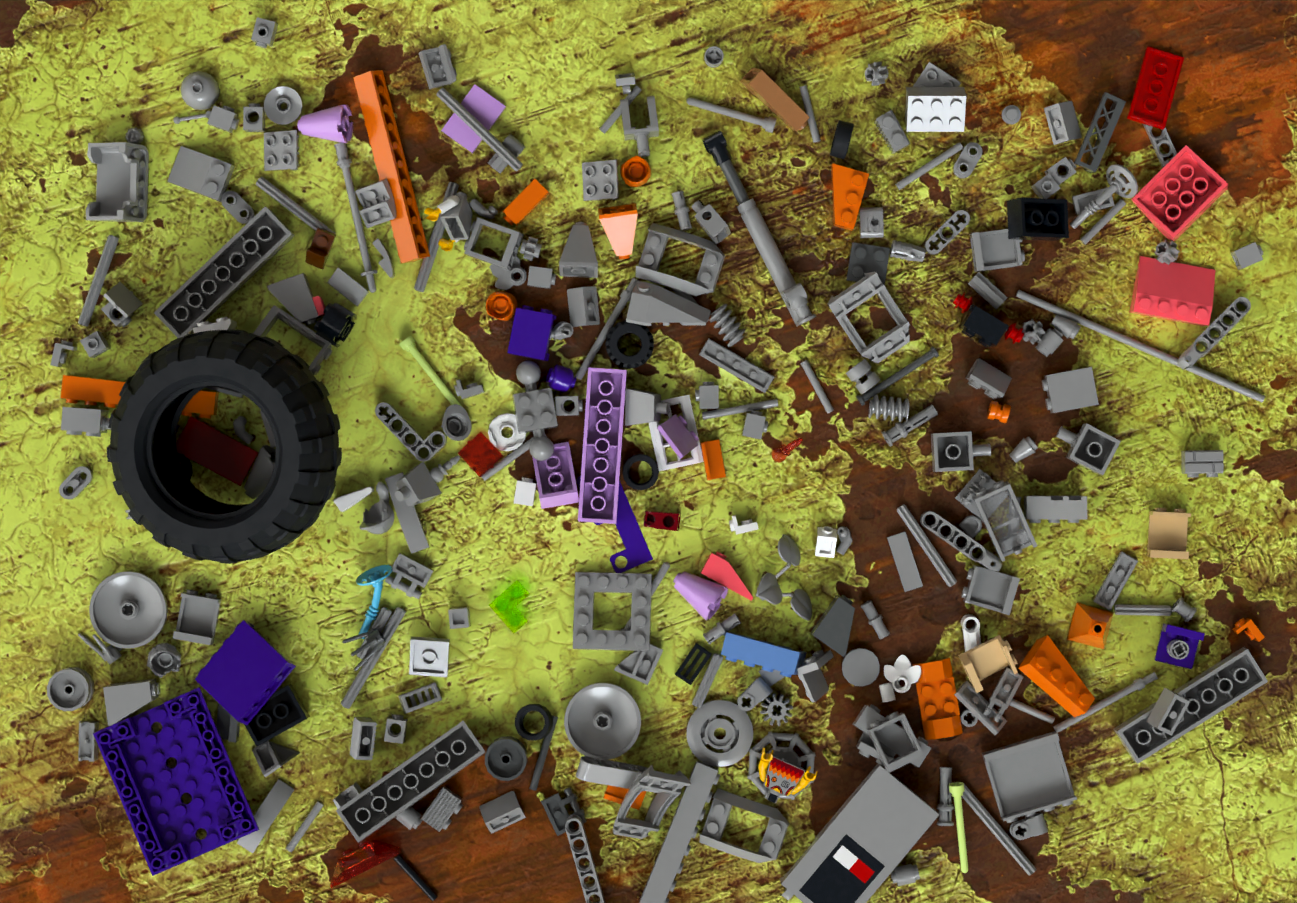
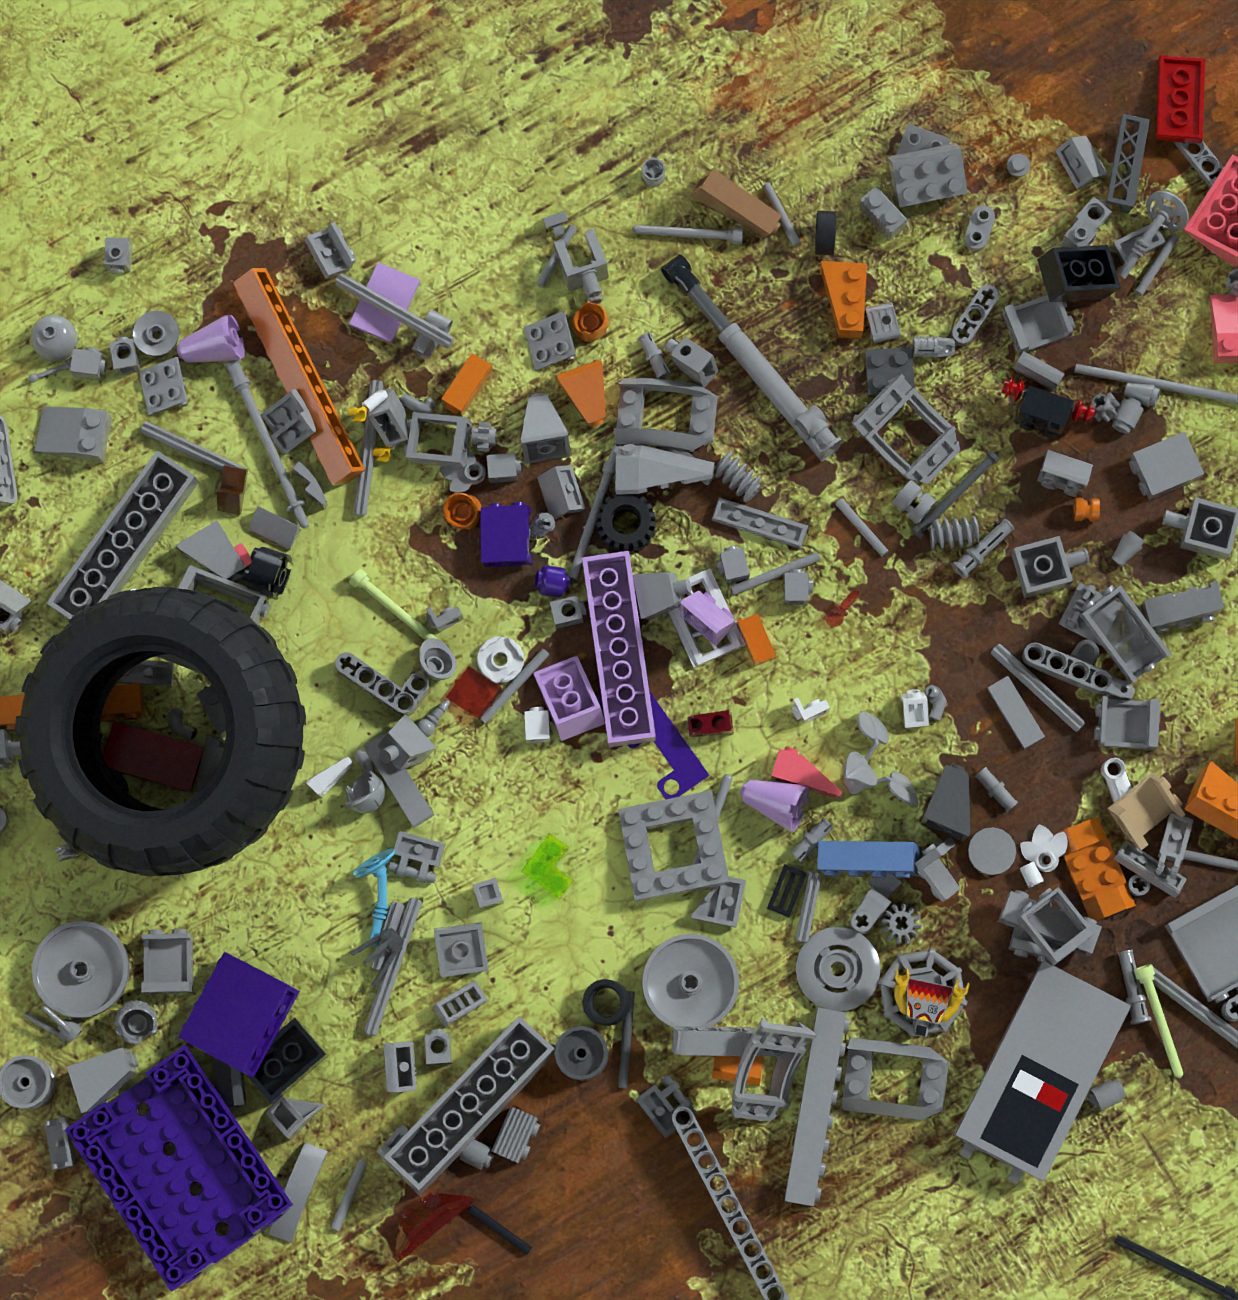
camera: 10 degrees left, 10 degrees down
(237, 207) = (123, 462): light grey plate -> none
(502, 812) = (590, 1124): light grey panel -> none
(534, 410) = (528, 624): light grey brick -> none
(640, 457) = (671, 654): black tyre -> none
(876, 73) = (849, 150): light grey gear -> none
(928, 166) = (935, 244): light grey bar -> none

